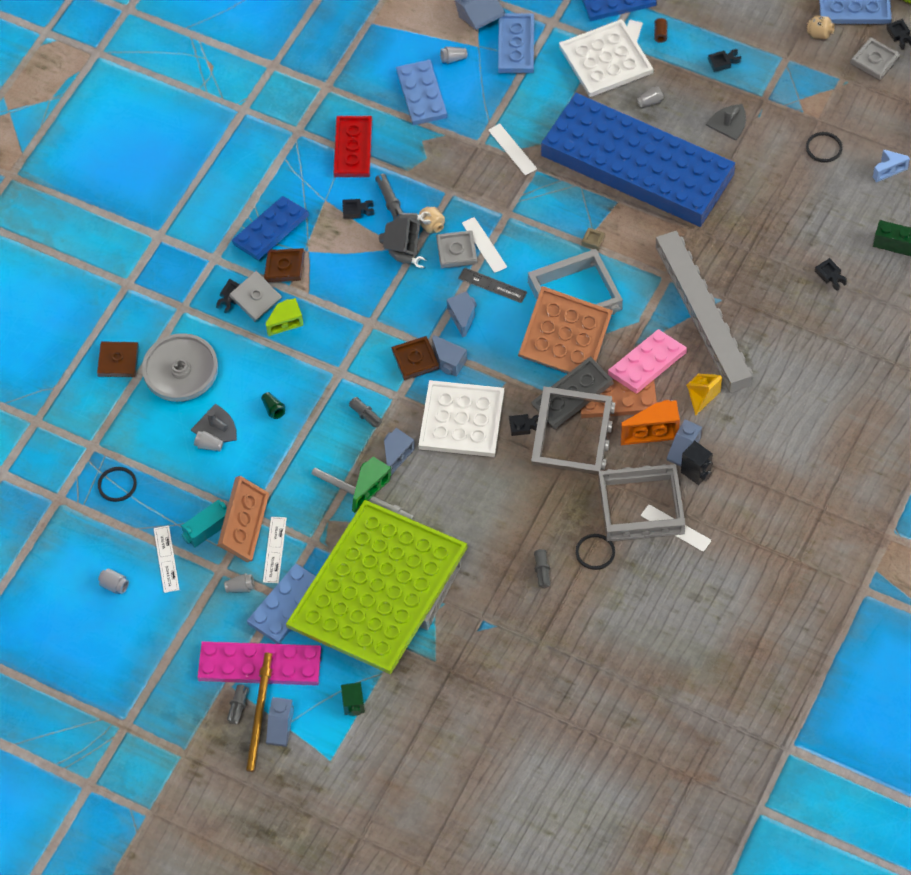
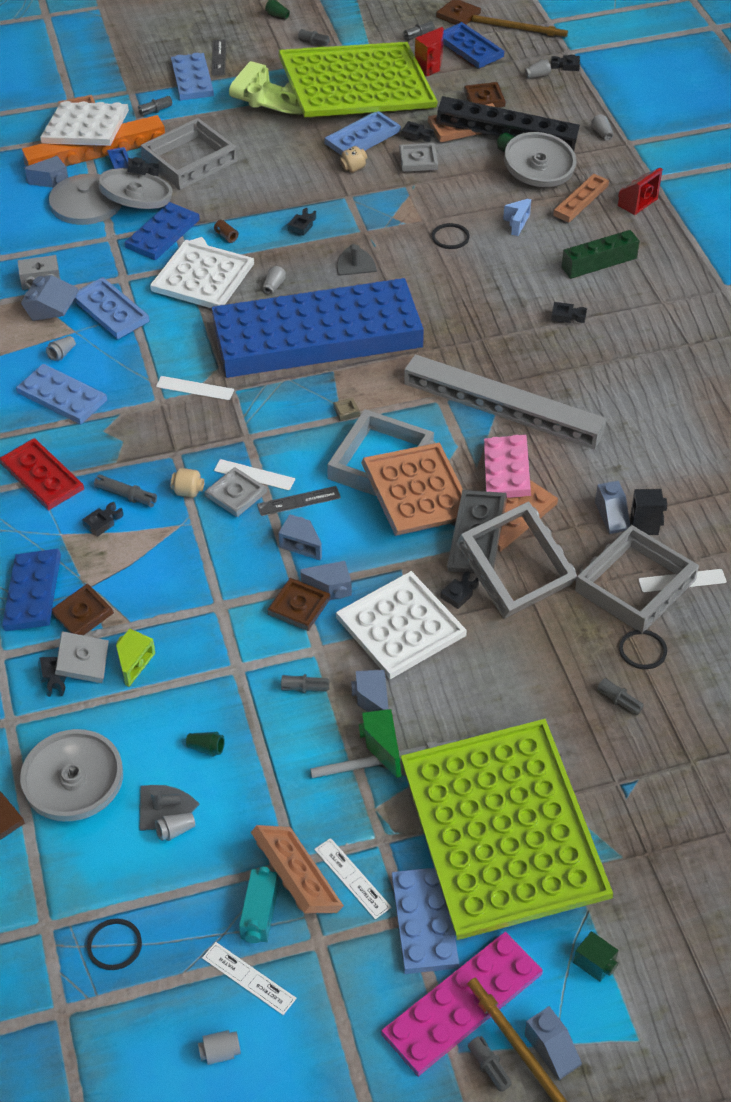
camera: 45 degrees left, 10 degrees down
(241, 583) = (358, 937): light grey cone -> none
(402, 237) = (179, 511): dark grey torso -> none
(653, 424) = (579, 505): orange slope -> none
(703, 389) = (575, 457): yellow slope -> none

